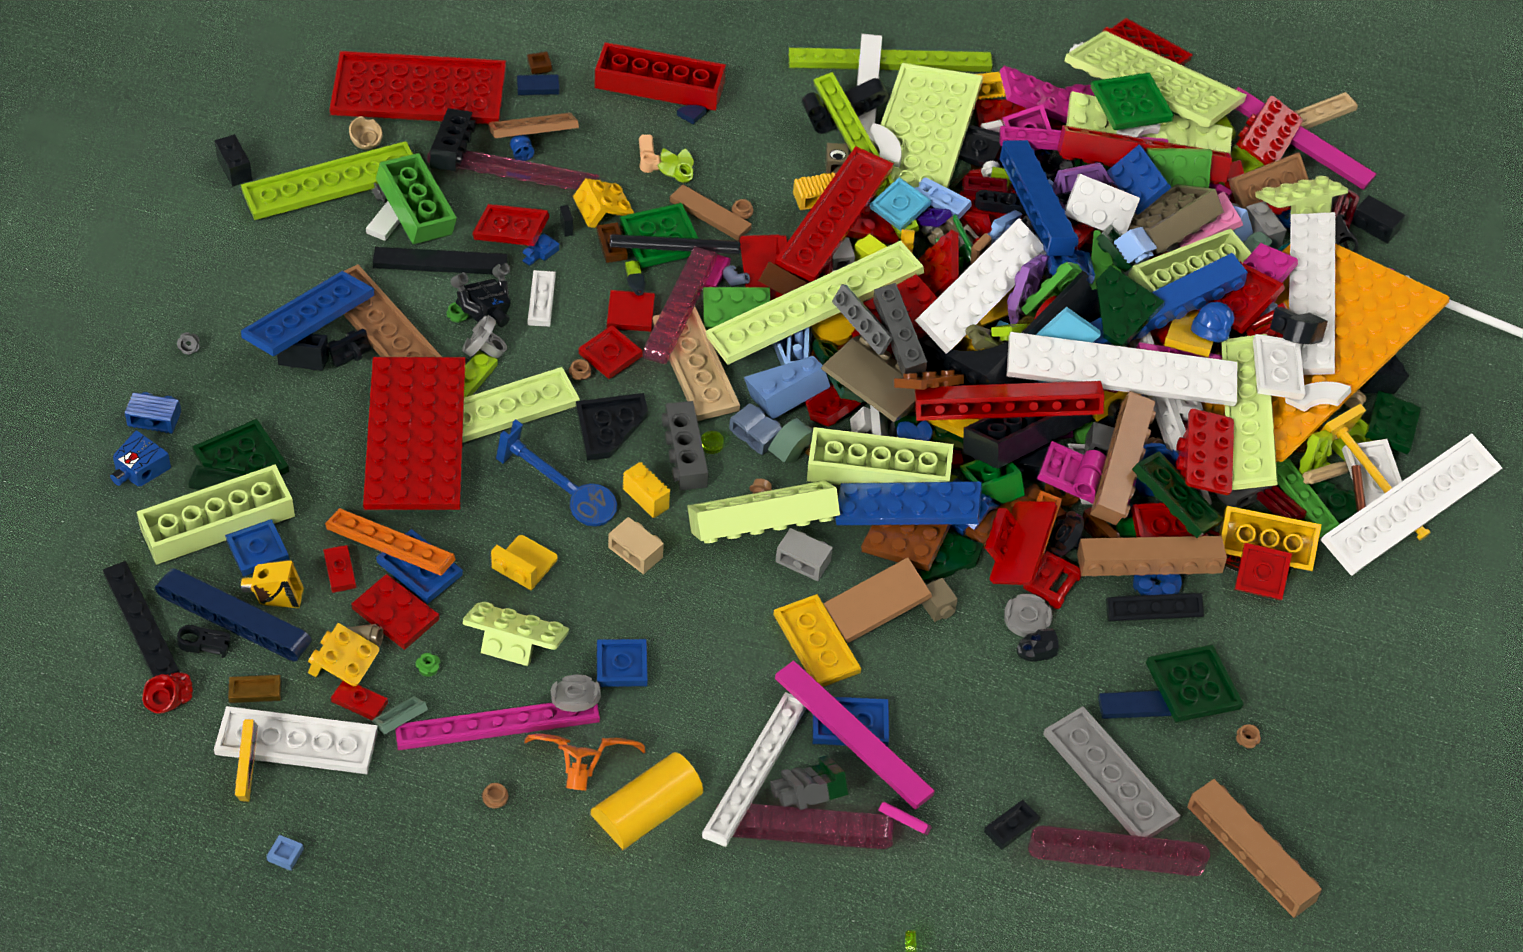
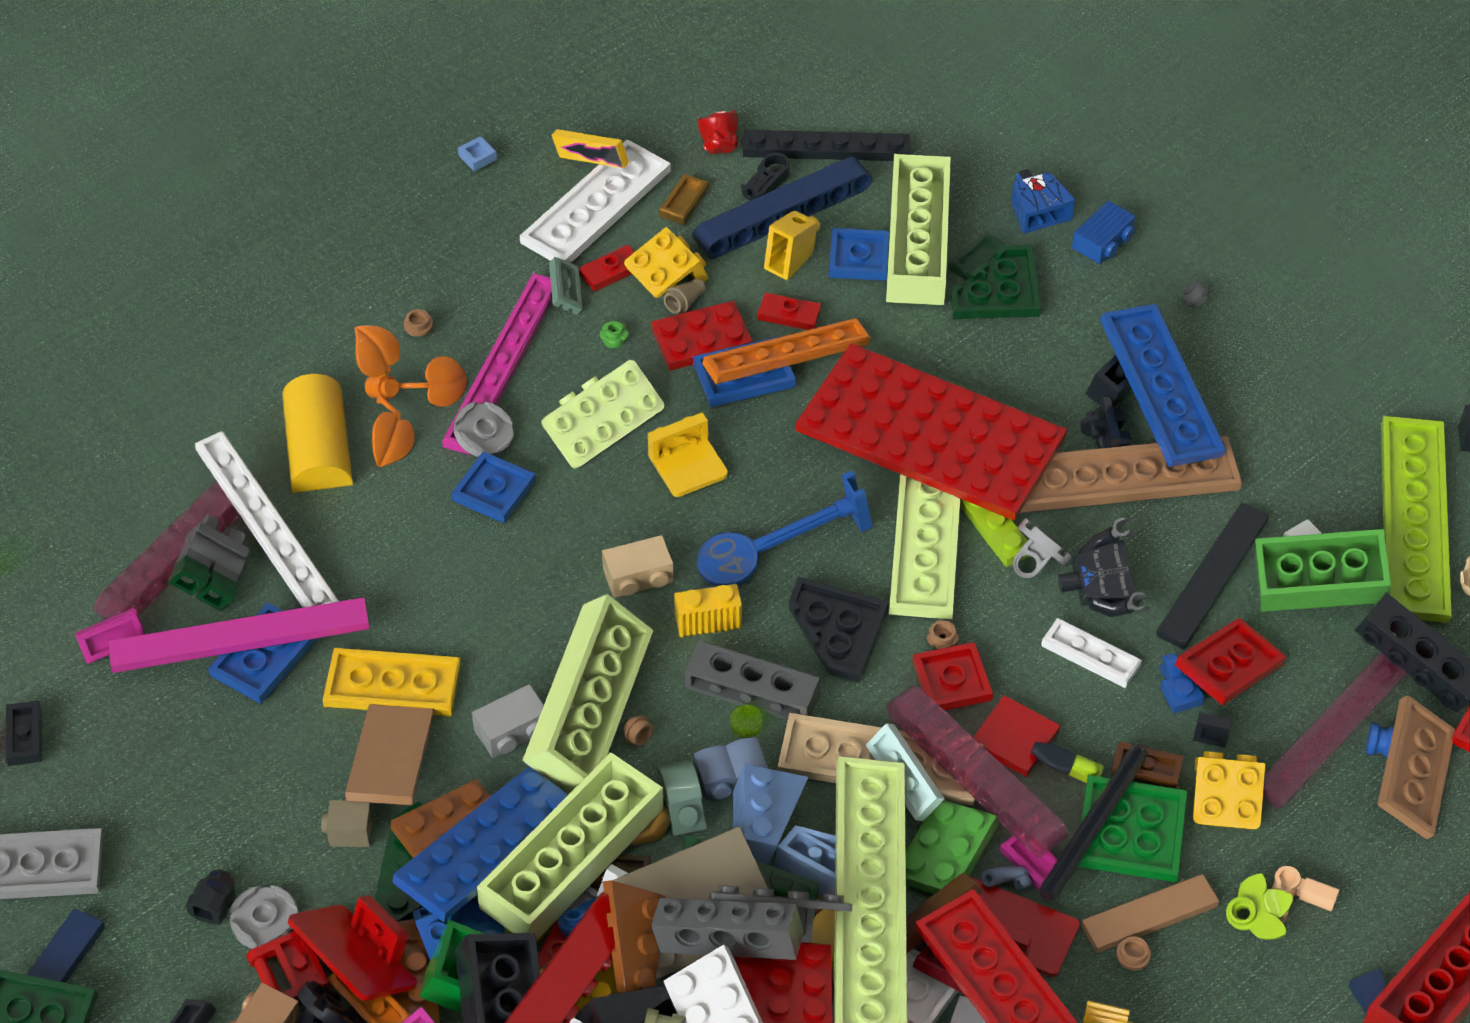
camera: 125 degrees right, 0 degrees up
(697, 344) = (920, 791): none -> light aqua plate

